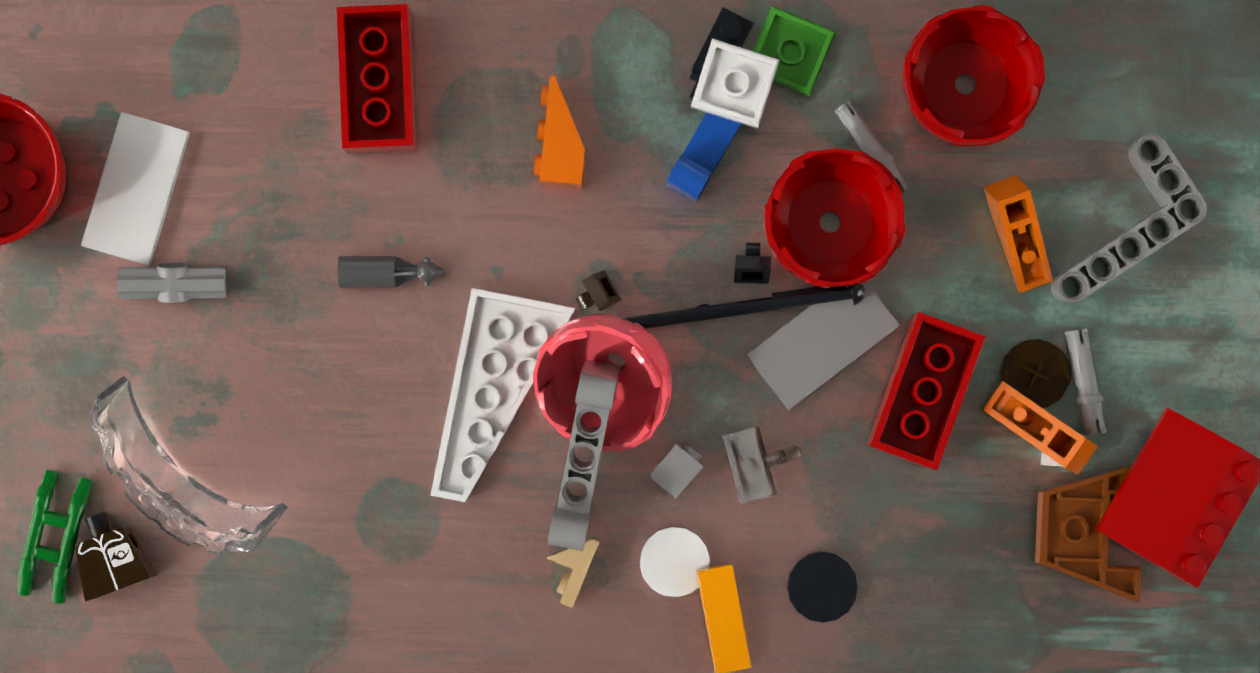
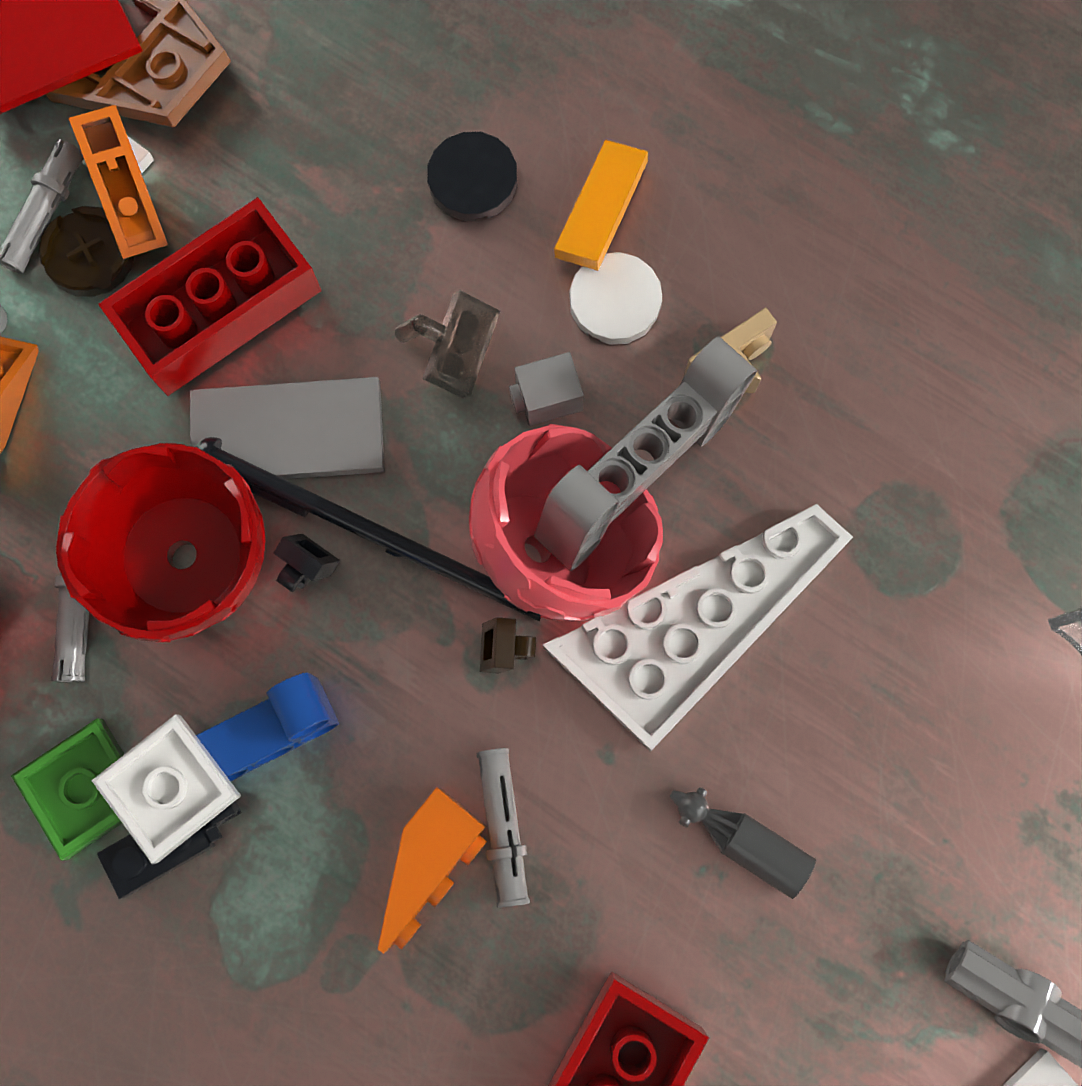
camera: 145 degrees left, 10 degrees down
(521, 178) = (503, 828): none -> light grey pin

